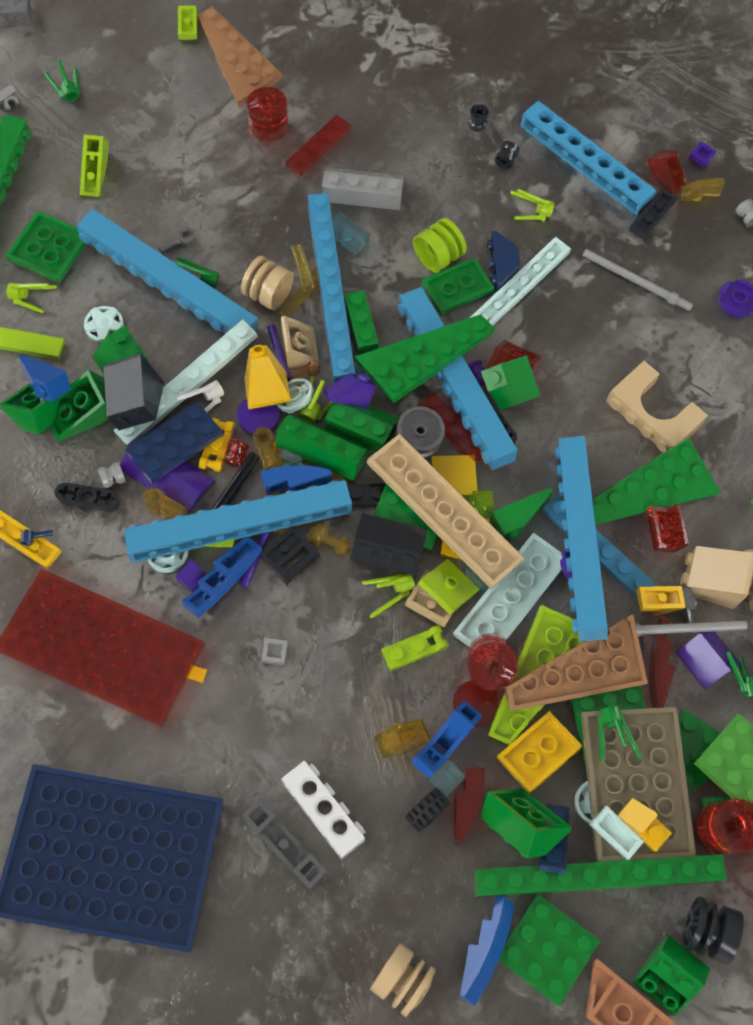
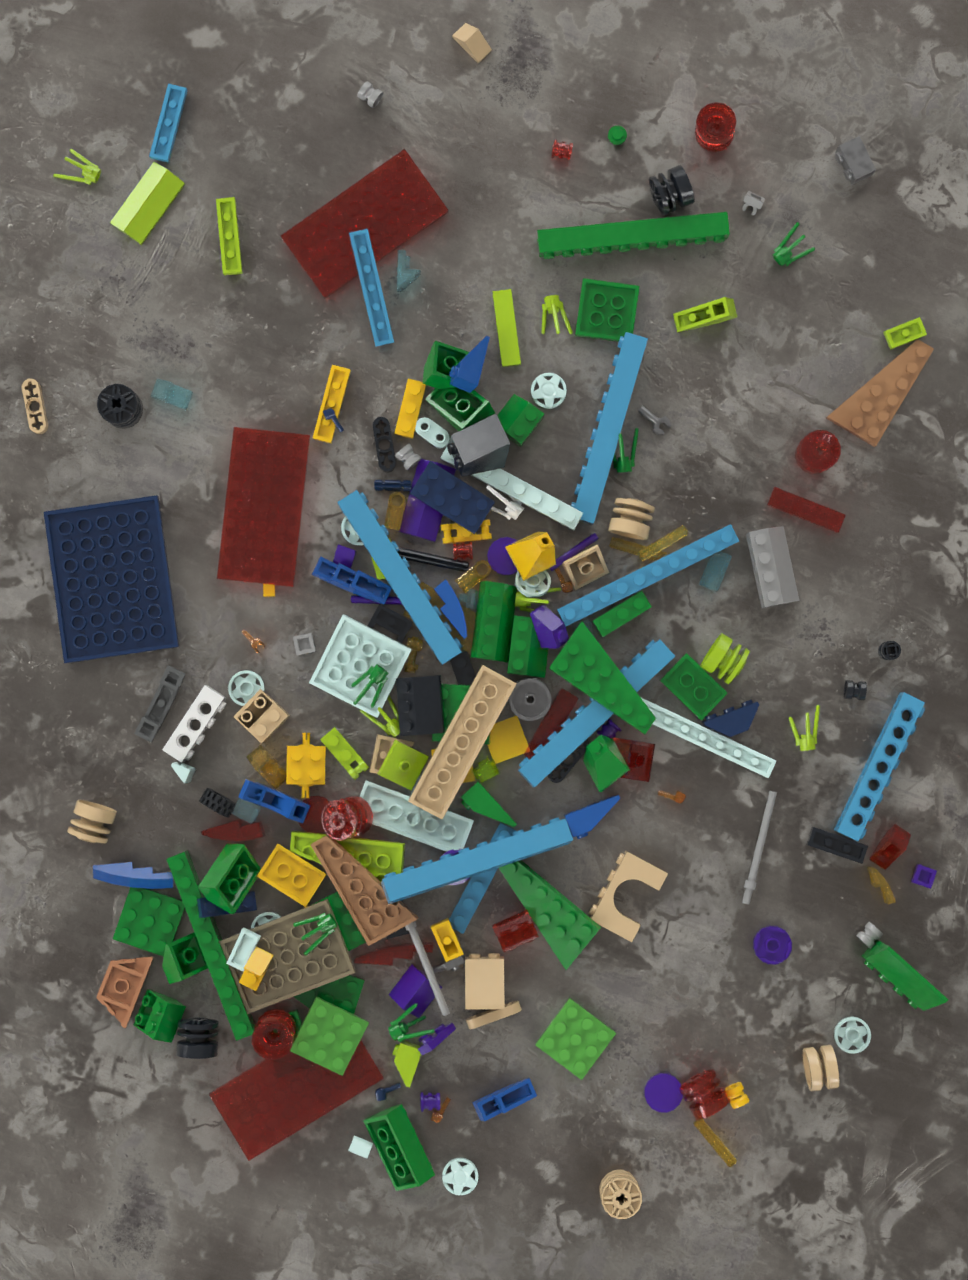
camera: 75 degrees right, 20 degrees up
(61, 459) = (410, 408): none -> yellow plate
(97, 446) = (432, 432): none -> light aqua plate
(135, 503) = (392, 485): none -> dark blue axle
(251, 707) = (254, 641): none -> clear orange hand
(301, 736) = (245, 687): none -> light aqua wheel
(321, 596) = (350, 655): none -> light aqua plate
(340, 576) = (377, 675): none -> green plant
(342, 724) = (261, 716): none -> tan slope
(377, 837) = (184, 771): none -> light aqua slope
(415, 695) = (305, 765): none -> yellow plate
(562, 418) = (588, 817): none -> blue slope
(566, 334) = (679, 797): none -> clear orange hand
(608, 917) = (183, 959): none -> green slope

